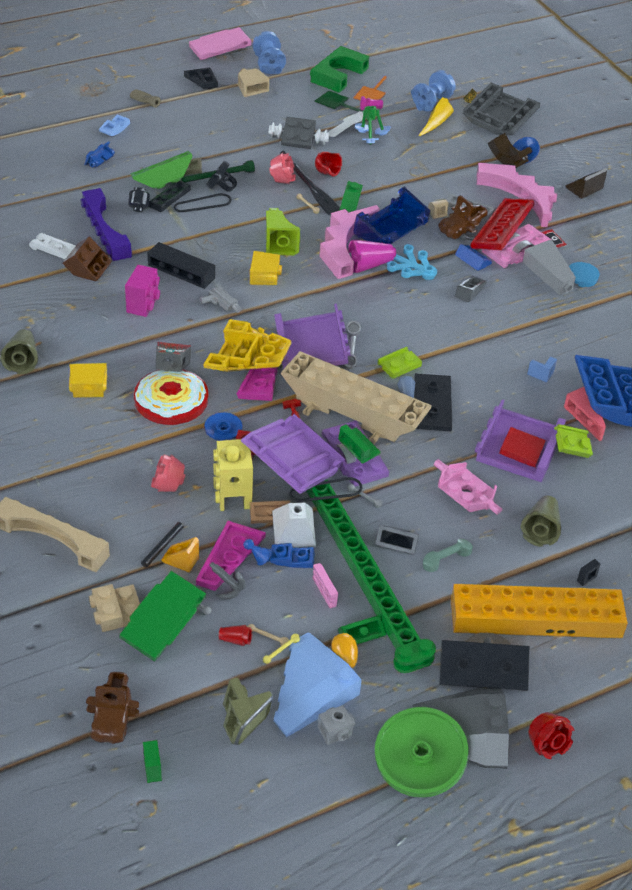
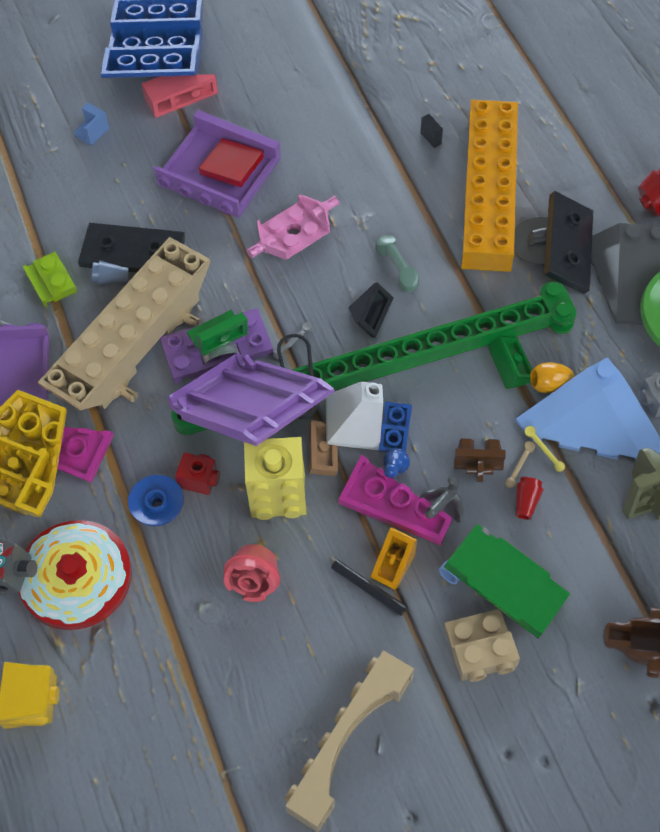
camera: 80 degrees left, 15 degrees up
(269, 596) = (479, 460): none -> reddish brown hips
(292, 404) = (135, 411): red piece -> none
(325, 585) = (449, 392): bright pink tile -> none
(542, 522) = (356, 156): olive cone -> none
(573, 441) = (231, 109): lime plate -> none

